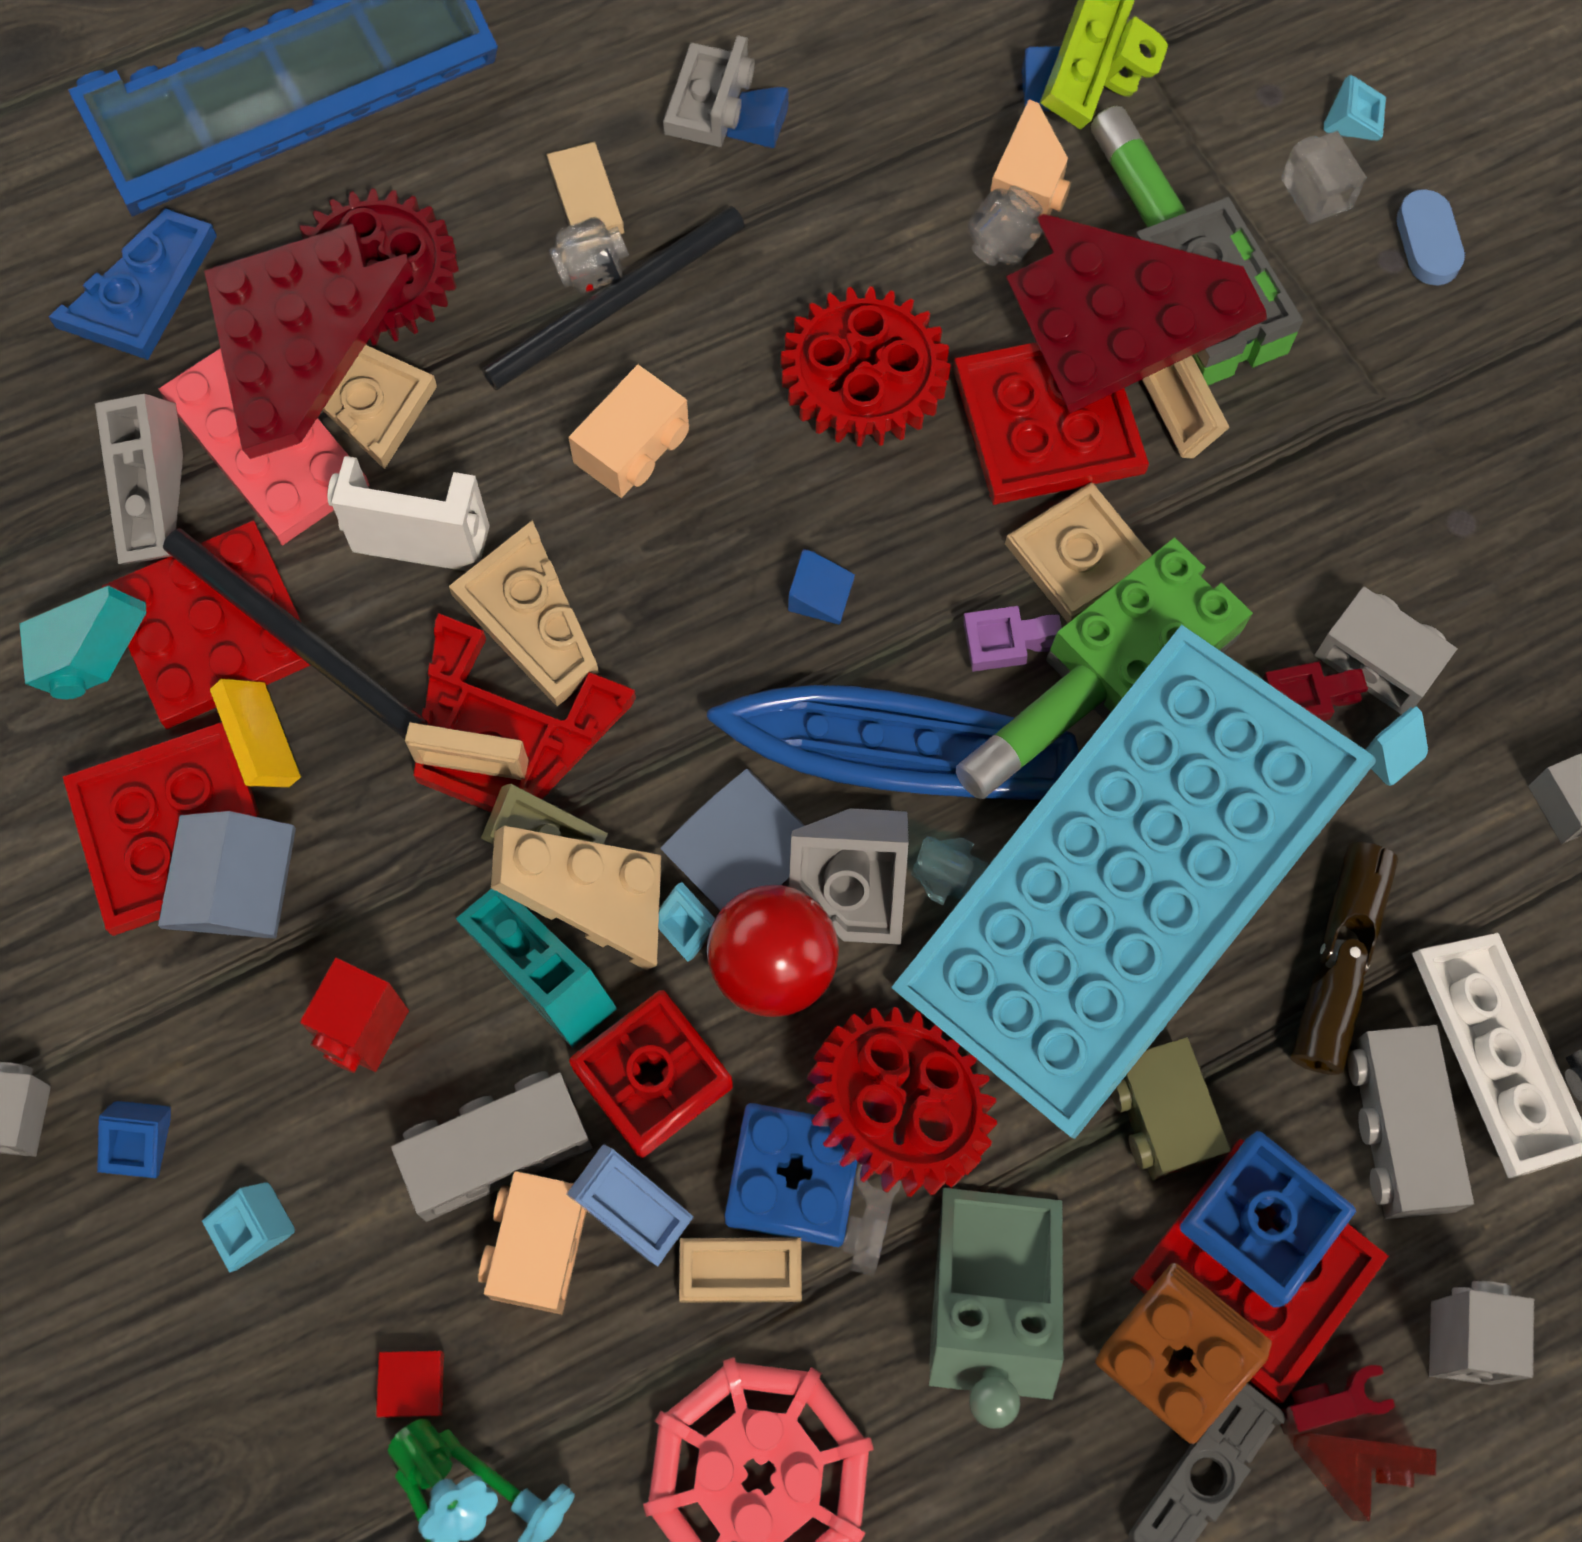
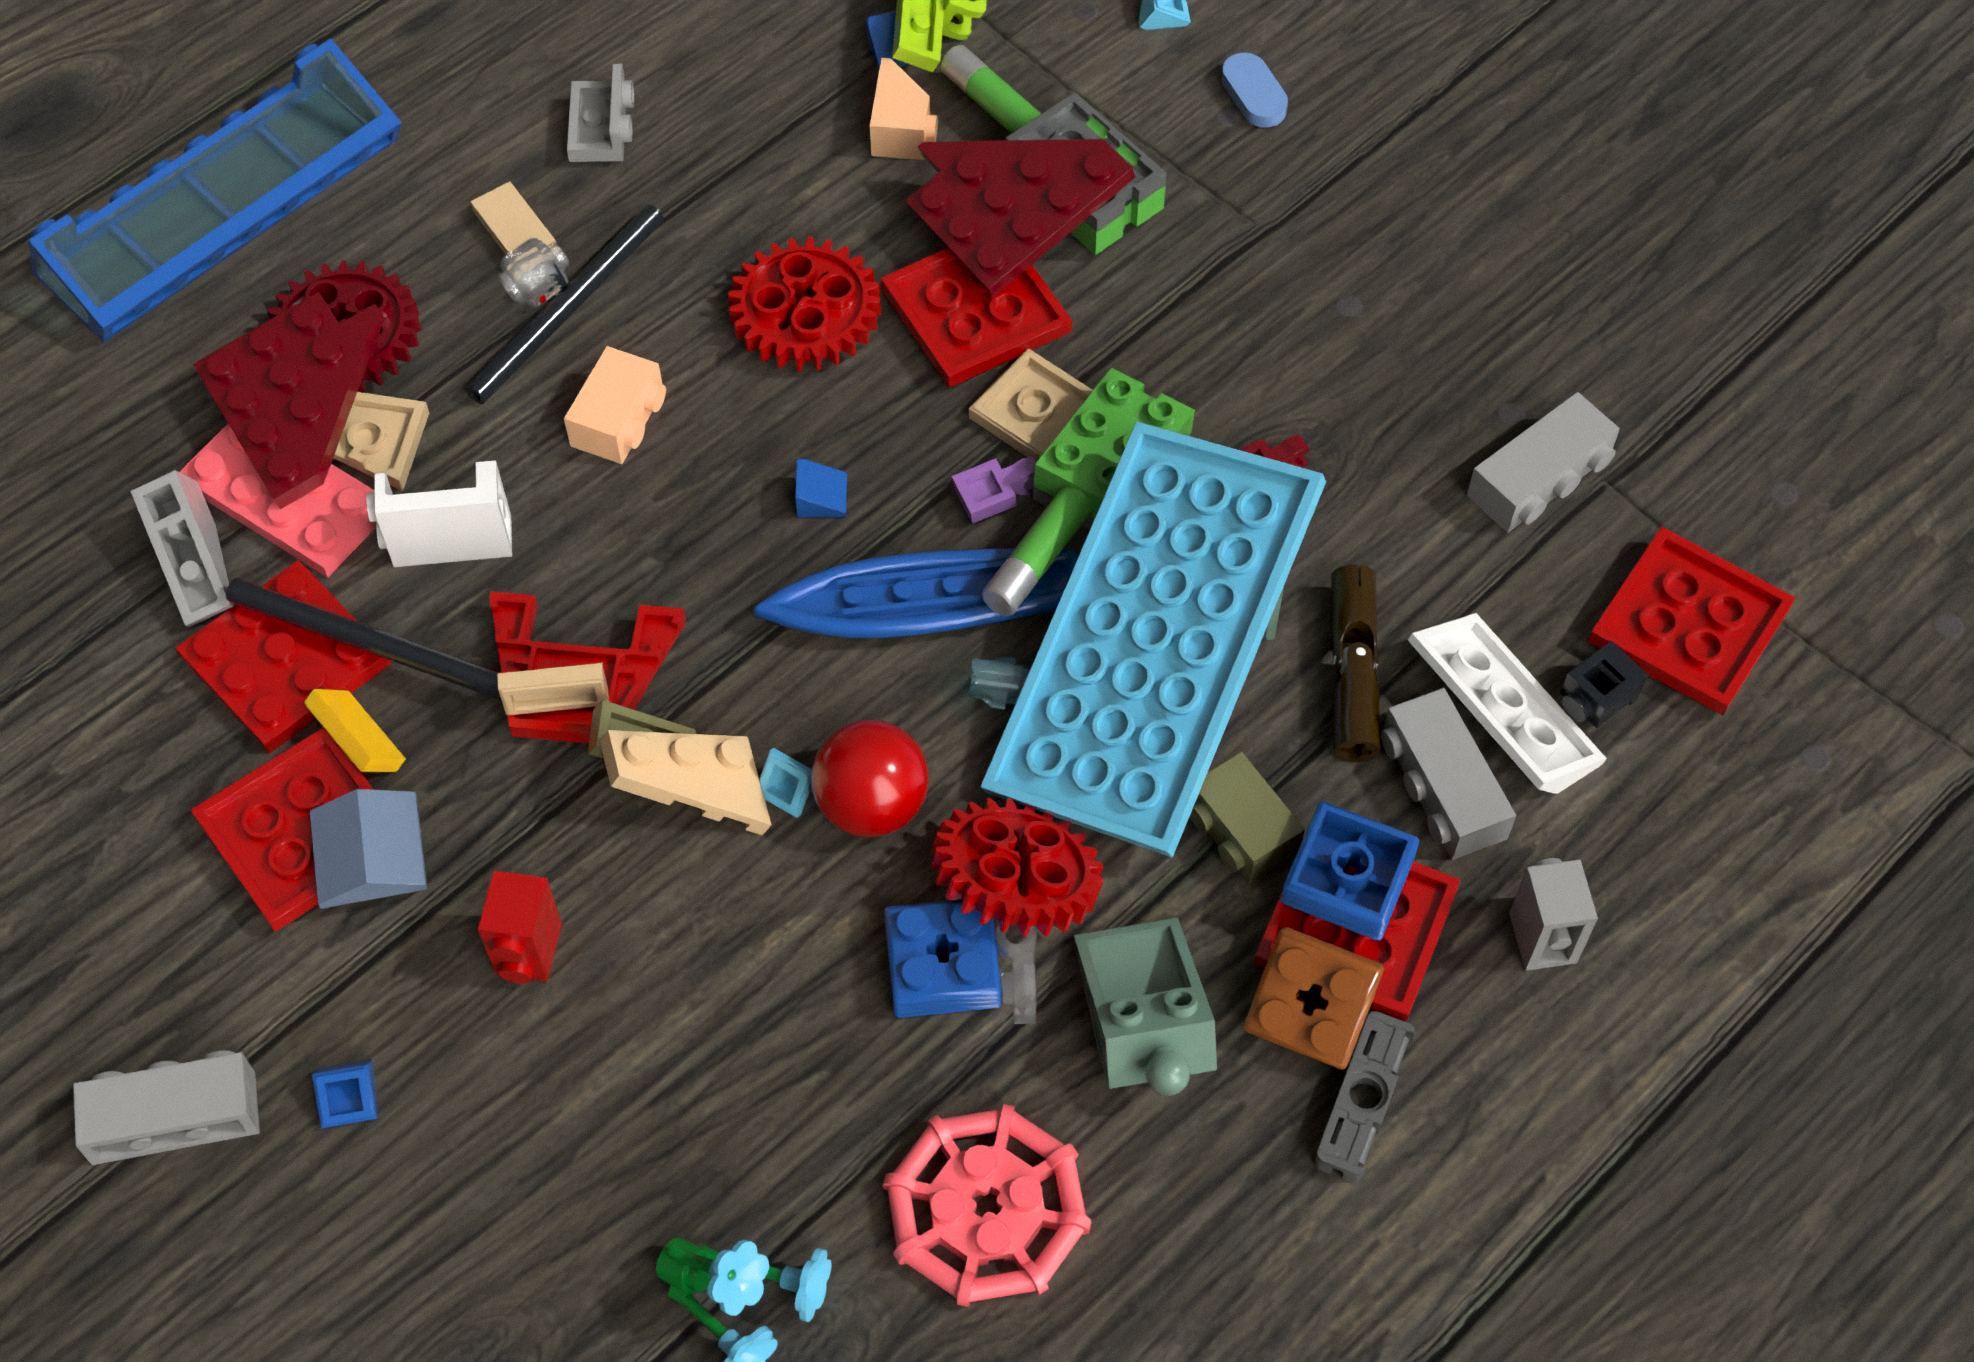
camera: 15 degrees left, 10 degrees down
(79, 642) = (173, 693): teal slope -> none
(143, 289) = (135, 398): blue wing -> none
(248, 1225) = (471, 1133): medium azure slope -> none
(410, 1384) = (657, 1217): red tile -> none
(487, 1143) = (672, 1004): light grey brick -> none
(527, 614) = (570, 574): tan wing -> none
(533, 1244) = (735, 1070): light nougat brick -> none
(538, 965) = (668, 848): teal slope -> none
(630, 1205) = (808, 1014): medium blue tile -> none
(656, 1035) = (792, 877): red brick -> none
(735, 841) = (811, 703): sand blue slope -> none
(740, 1270) = (919, 1048): tan tile -> none
(761, 116) = (651, 127): blue slope -> none
(855, 871) = (926, 698): light grey slope -> none
(1005, 226) = (892, 163): clear head -> none
(1186, 406) = (1089, 268): tan tile -> none
(1317, 1407) = (1441, 1013): dark red plate -> none
(1323, 176) = (1150, 62): clear brick -> none
(1348, 1464) = (1476, 1047): clear red slope -> none
(1389, 646) = (1323, 414): light grey brick -> none
(1399, 746) = (1348, 489): medium azure slope -> none

